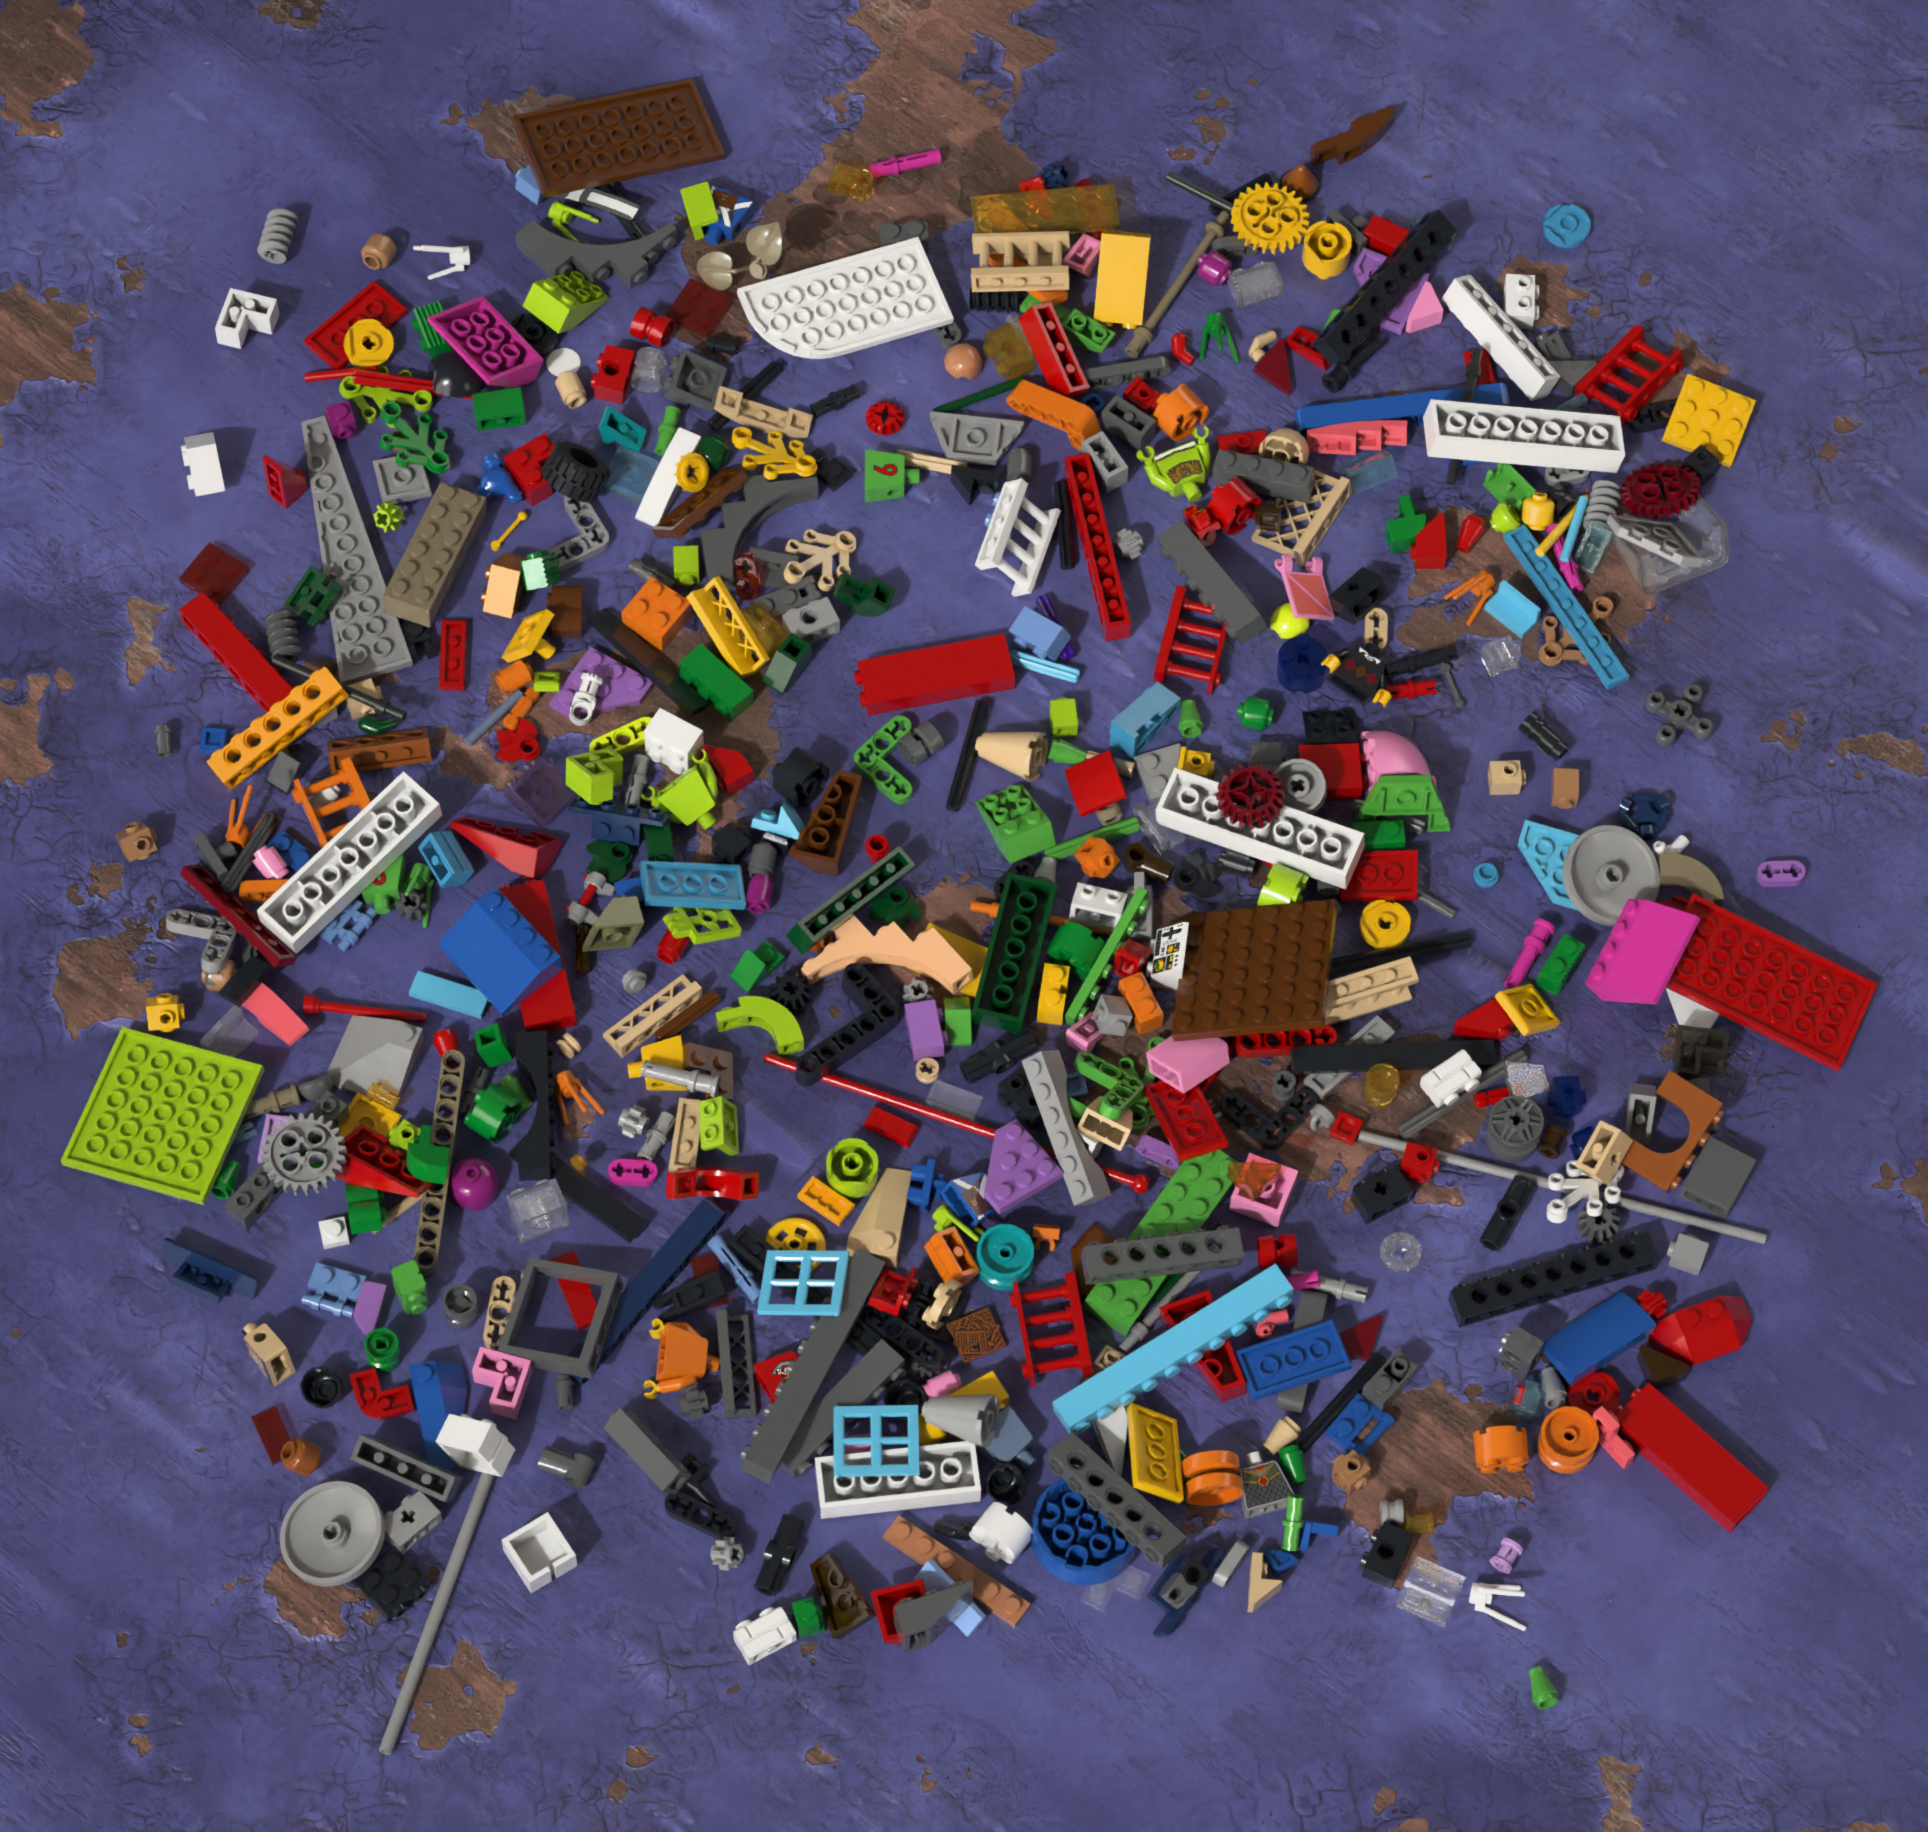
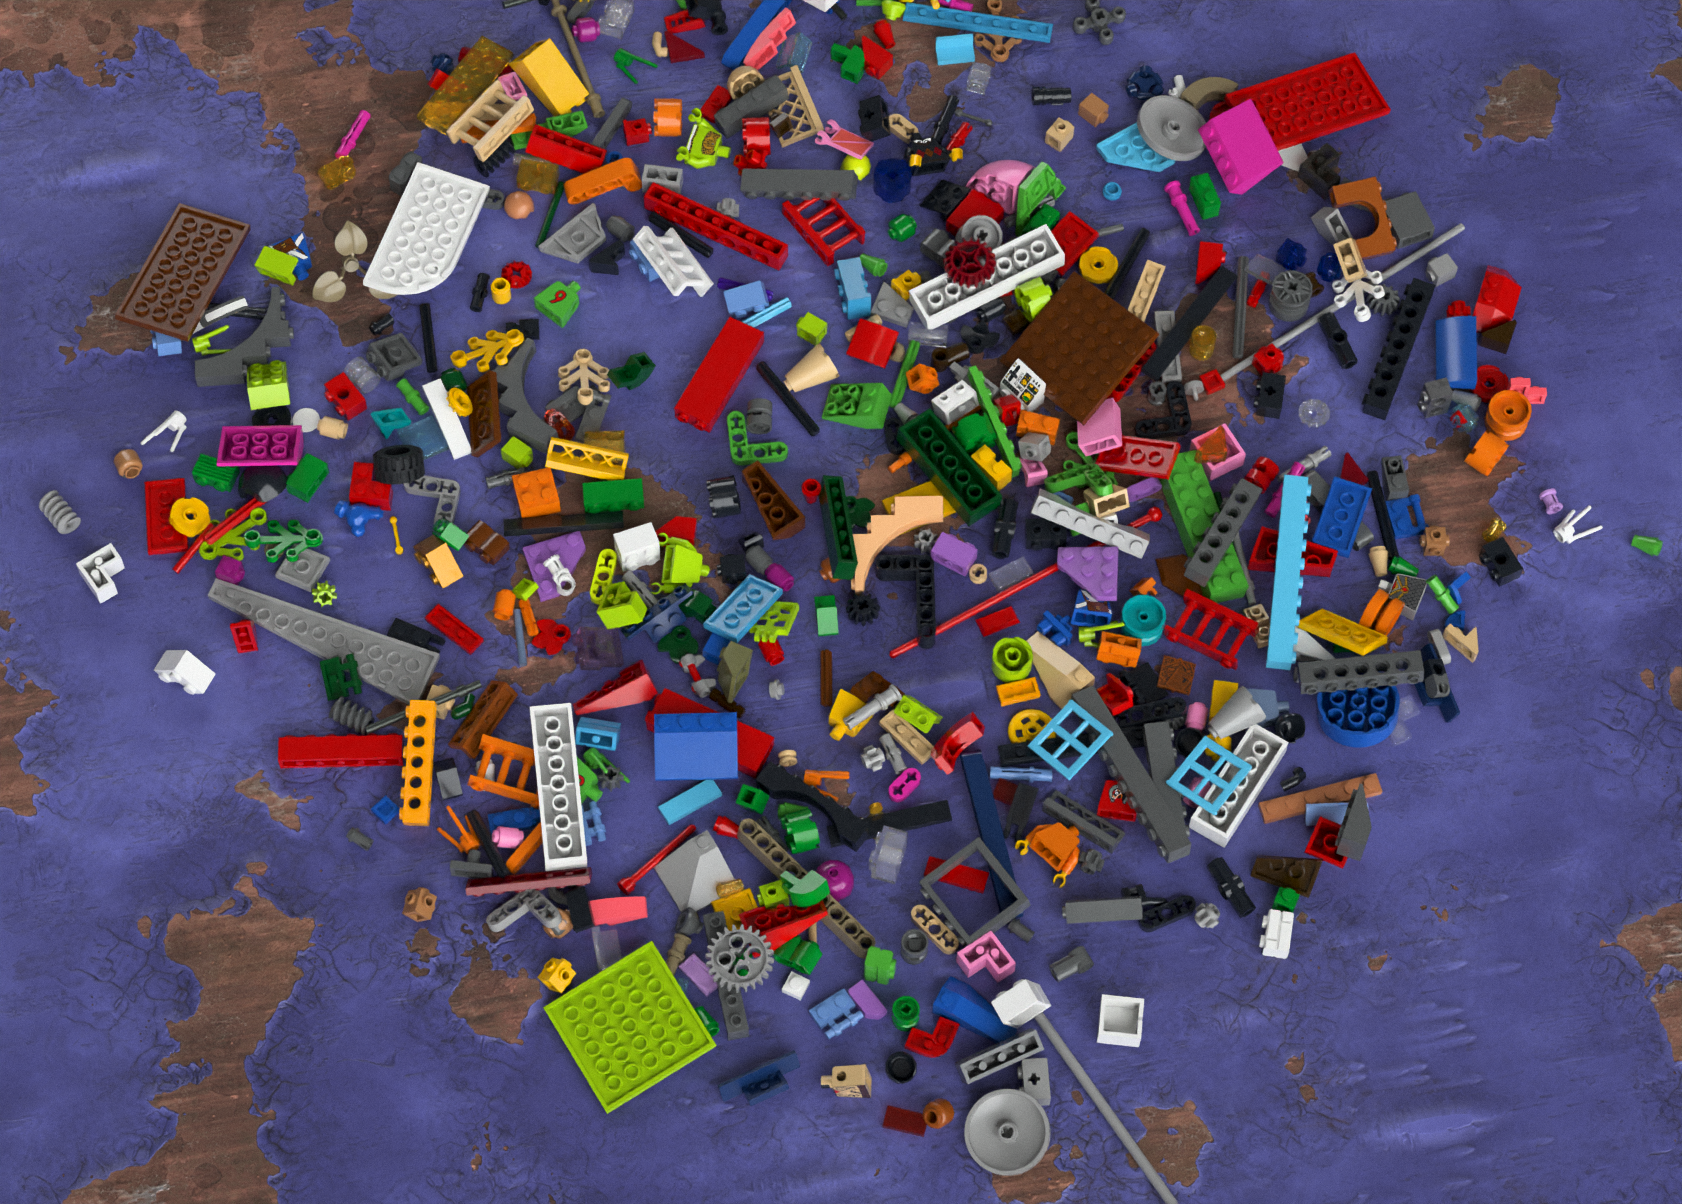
camera: 50 degrees left, 0 degrees up
(214, 573) = (265, 724): clear red plate -> none
(392, 1584) = (1069, 1122): black plate -> none
(434, 554) = (379, 586): dark tan brick -> none
(529, 638) = (487, 574): yellow tile -> none
(647, 325) = (333, 351): red wheel -> none
(654, 1020) = (814, 692): tan fence -> none
(699, 308) = (342, 318): clear red plate -> none
(760, 416) = (454, 338): tan slope -> none
(767, 1015) = (868, 631): lime arch -> none
(785, 824) = (745, 529): medium azure slope -> none
(787, 663) = (639, 447): dark green slope -> none
(821, 612) = (625, 405): light grey brick -> none
(849, 416) = (501, 291): none -> yellow brick
(930, 462) = (572, 271): tan axle -> none
(946, 1299) = (1150, 677): tan plate -> none
(957, 1021) = (961, 529): bright green slope -> none
(1001, 1533) = (1322, 753): white brick -> none
(1064, 752) = (836, 344): bright green cone -> none
(1128, 423) = (648, 149): dark grey brick -> none
(1178, 348) = (620, 88): red arm -> none
(1246, 895) = (1015, 322): none -> dark brown tile
(1392, 1512) = (1475, 539): light grey wheel -> none
(1430, 1591) = (1540, 557): clear slope -> none
(1450, 1079) = (1232, 303): white brick -> none
(1478, 585) = (923, 54): orange plant -> none
(1527, 1009) = (1219, 233): yellow plate -> none
(1689, 1457) = (1569, 363): red brick -> none
(1780, 873) = (1239, 45): medium lavender beam -> none

